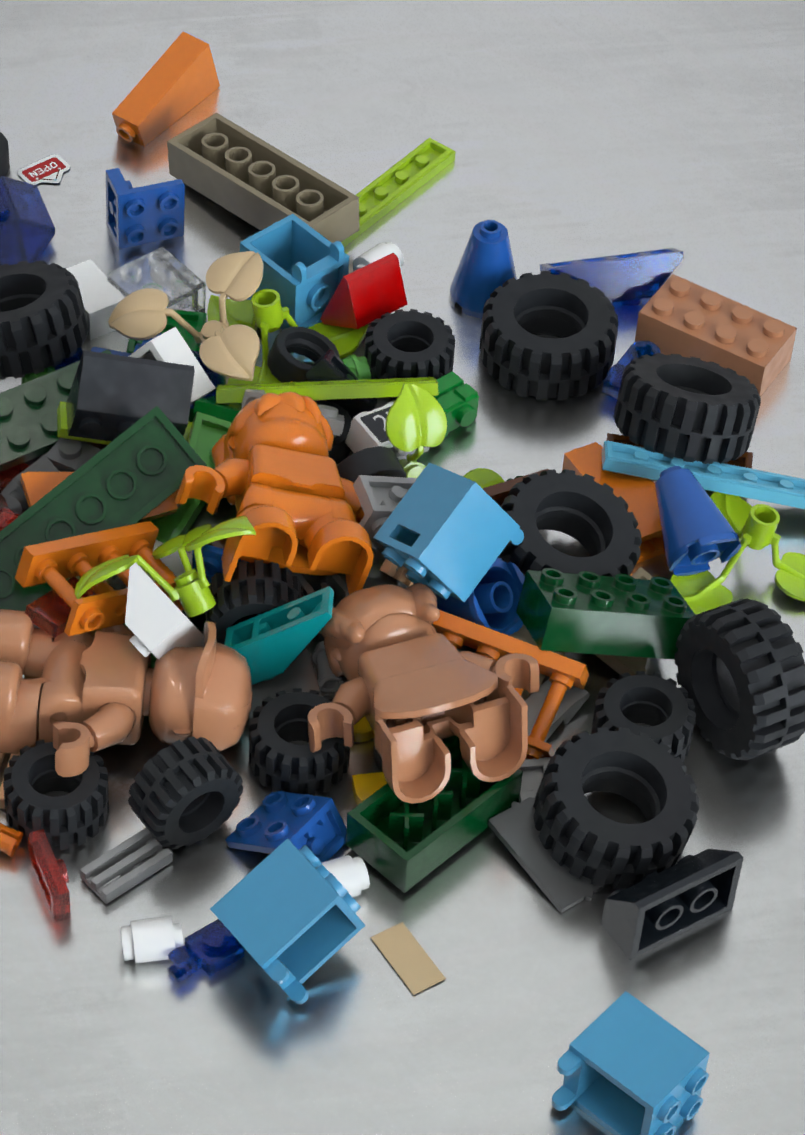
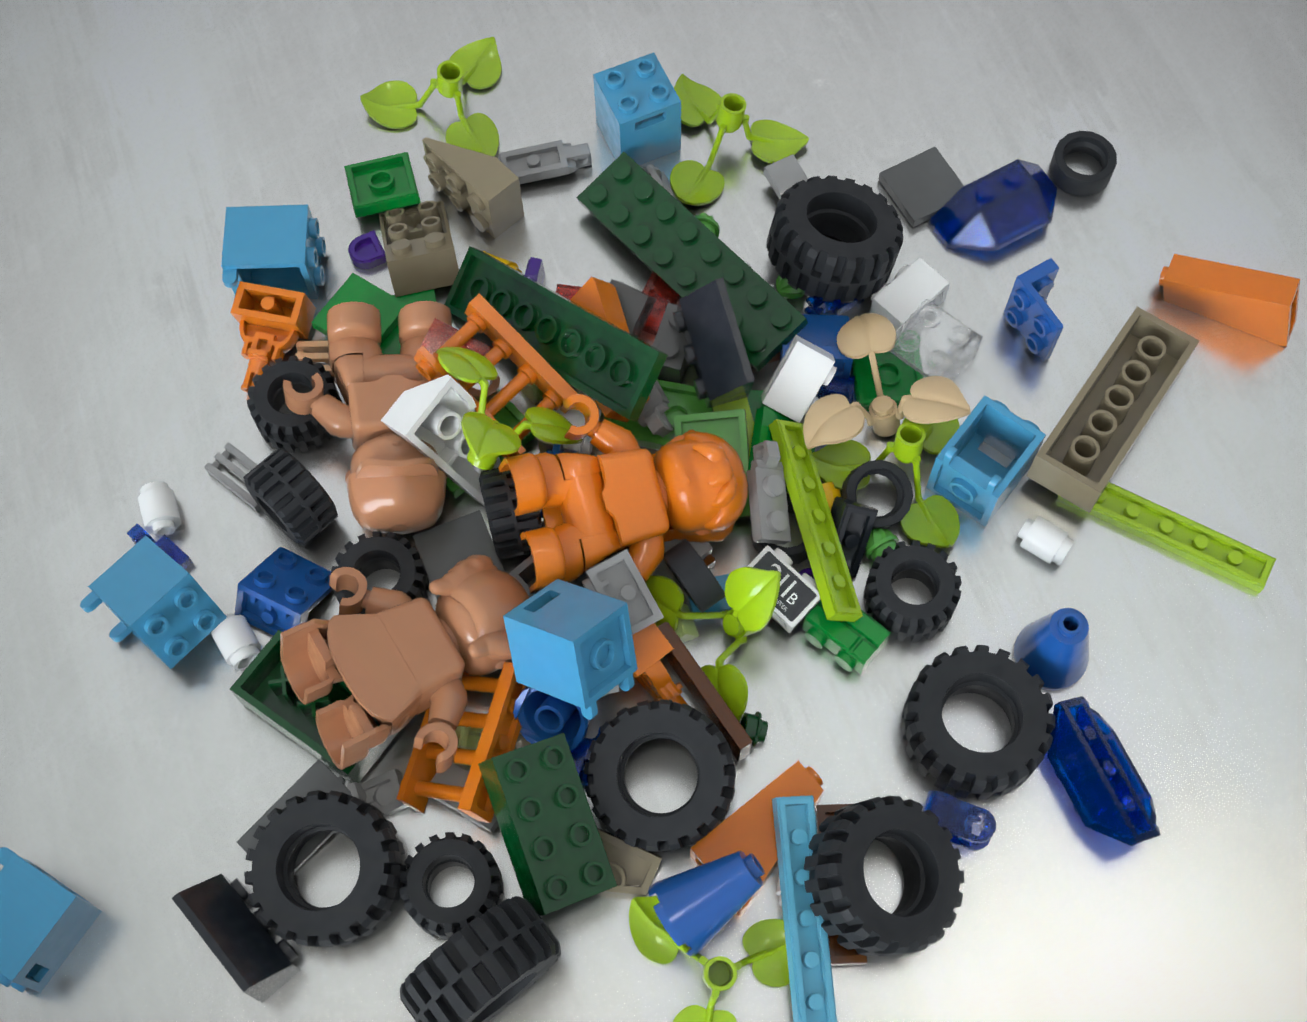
camera: 85 degrees right, 20 degrees up
(45, 170) = (1093, 225): sticker -> none
(50, 874) = (215, 420): clear red plate -> none
(280, 635) = (465, 526): teal slope -> none
(367, 294) = (976, 537): red slope -> none
(408, 958) = (175, 718): tan sticker -> none
(716, 329) = (1044, 903): nougat brick -> none

